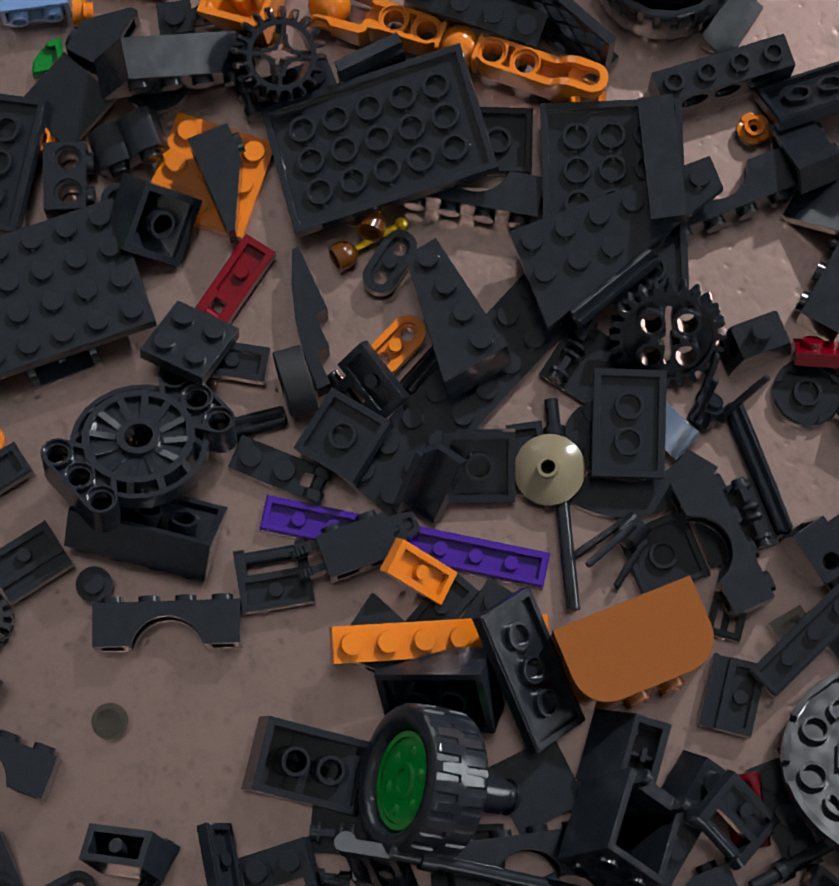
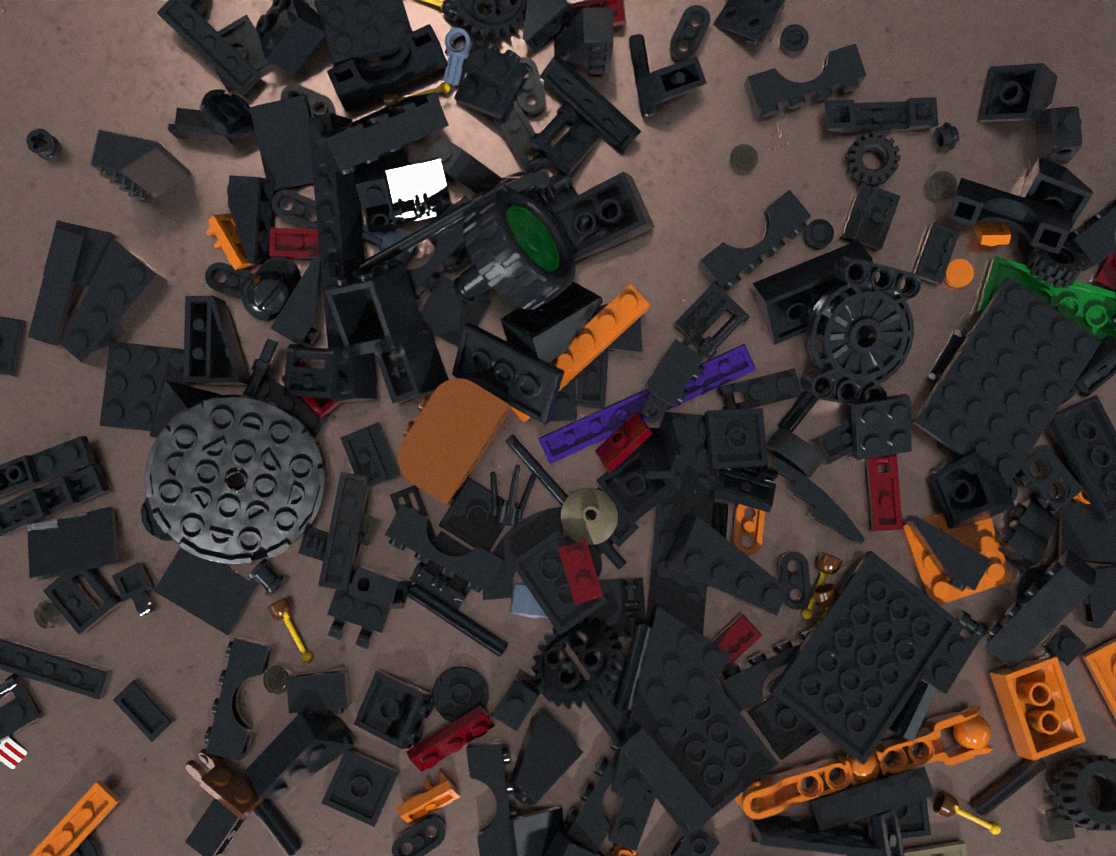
camera: 145 degrees right, 10 degrees up
(279, 37) = (990, 658): black gear -> none
(418, 571) = (622, 384): orange plate -> none
(459, 517) = (623, 442): none -> dark red plate
(489, 250) = (737, 638): none -> dark red plate
(600, 415) = (580, 572): none -> dark red plate
(709, 405) = (517, 636): black plant -> none
(727, 150) = (630, 821): none -> black brick
(770, 269) = (542, 759): none -> black slope

